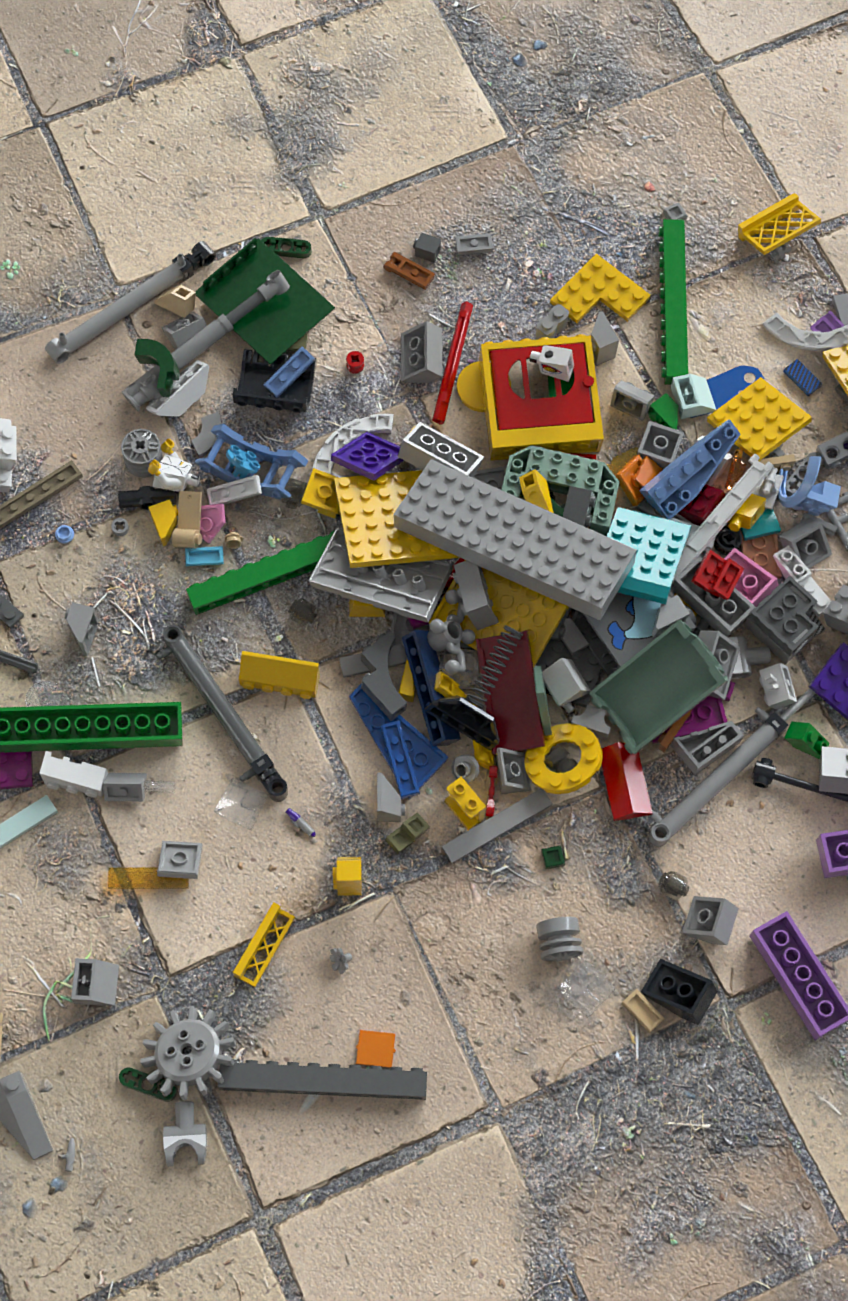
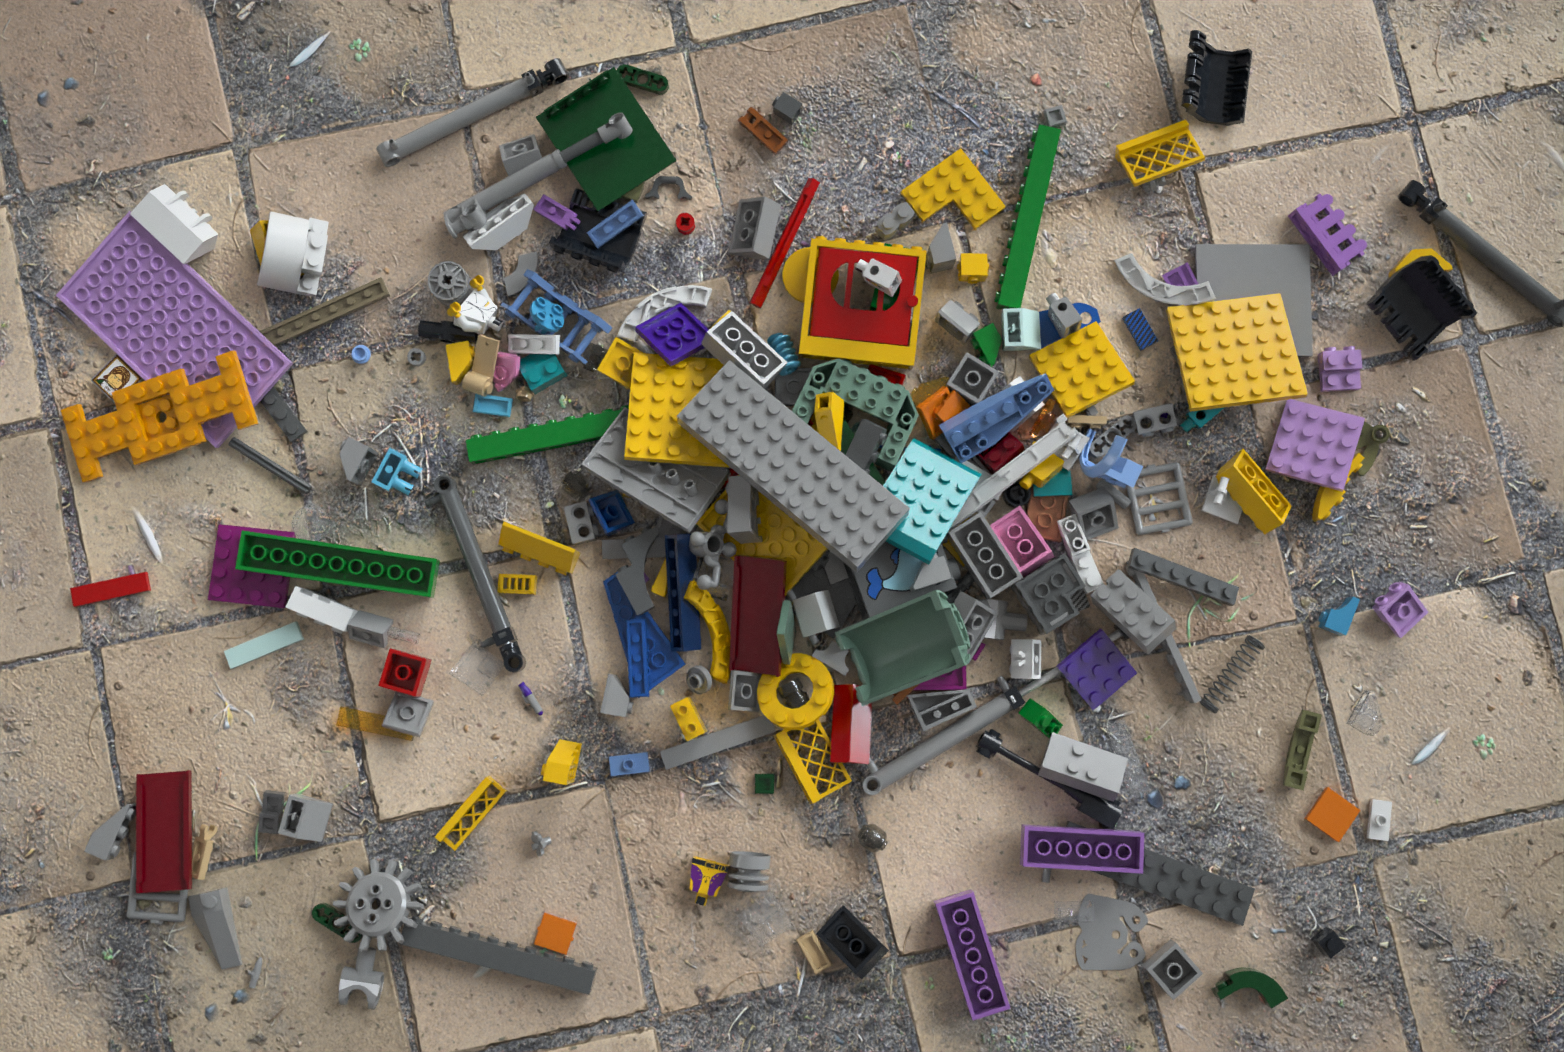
camera: 20 degrees right, 15 degrees up
(56, 987) = (272, 812): none -> flat silver slope
(116, 627) = (389, 468): none -> medium azure brick
(153, 352) = (490, 193): dark green arch -> none
(169, 818) = (405, 672): none -> red brick
(177, 300) = (519, 121): tan slope -> none
(231, 373) = (556, 213): none -> medium lavender hinge
(247, 515) = (541, 371): none -> teal slope
(265, 722) = (532, 584): none -> yellow slope
(310, 647) = (575, 525): none -> light grey brick
(332, 328) = (668, 180): none -> dark grey helmet
(342, 631) = (611, 512): none -> blue slope
(407, 833) = (630, 731): olive slope -> none
(413, 865) = (629, 764): none -> medium blue plate
(466, 719) = (708, 635): black wedge -> none
(474, 244) = (836, 113): light grey plate -> none
(475, 445) = (783, 346): none -> medium azure piece
(490, 804) = (716, 718): red piece -> none
(517, 635) = (775, 565): dark grey piece -> none
(517, 958) = (706, 878): none -> torso
(583, 834) = (800, 771): none -> yellow fence
(634, 351) = (972, 267): none -> yellow head
(710, 920) = (899, 880): light grey slope -> none
(717, 575) = (992, 537): red slope -> none
(730, 376) = (1063, 315): none -> light grey torso
(813, 159) = (1216, 82): none -> black hinge

